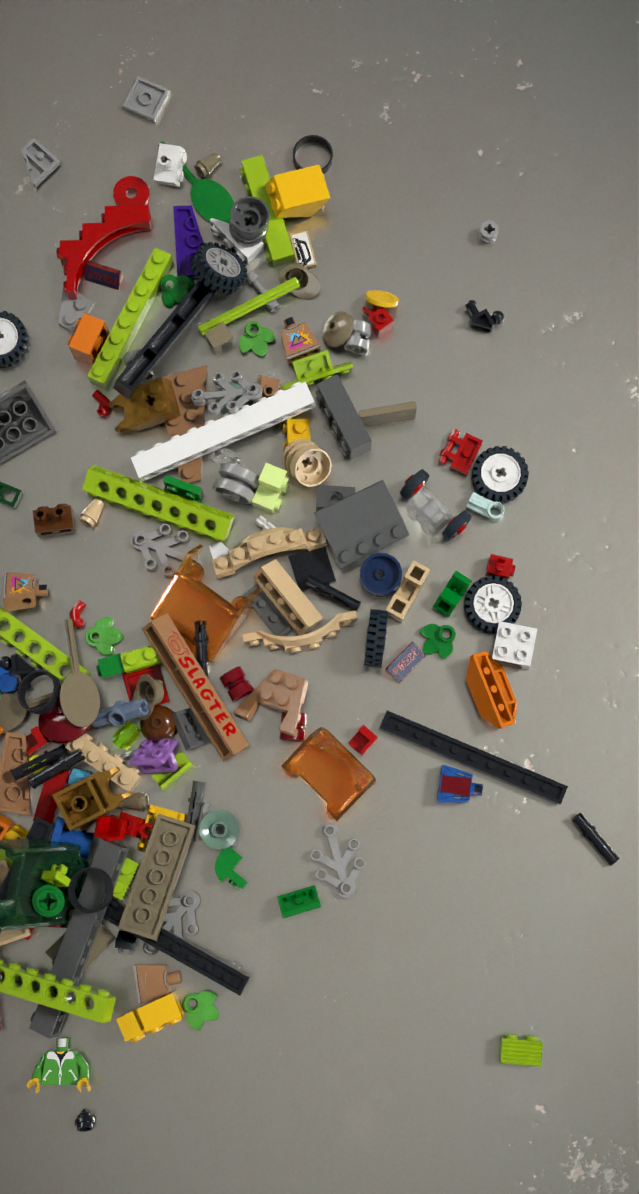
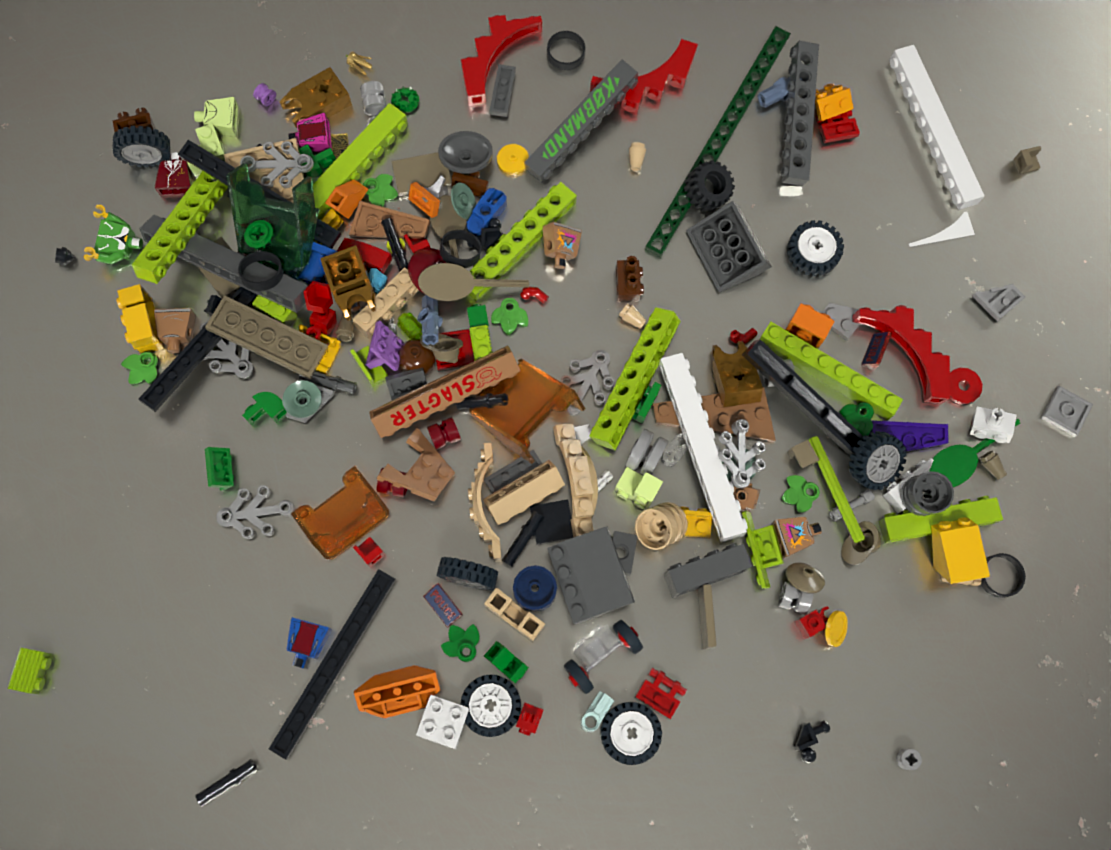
camera: 90 degrees right, 5 degrees down
(53, 770) = (386, 262): black pin -> none
(56, 876) = (279, 242): lime tile -> none
(303, 249) = (896, 553): tile -> none

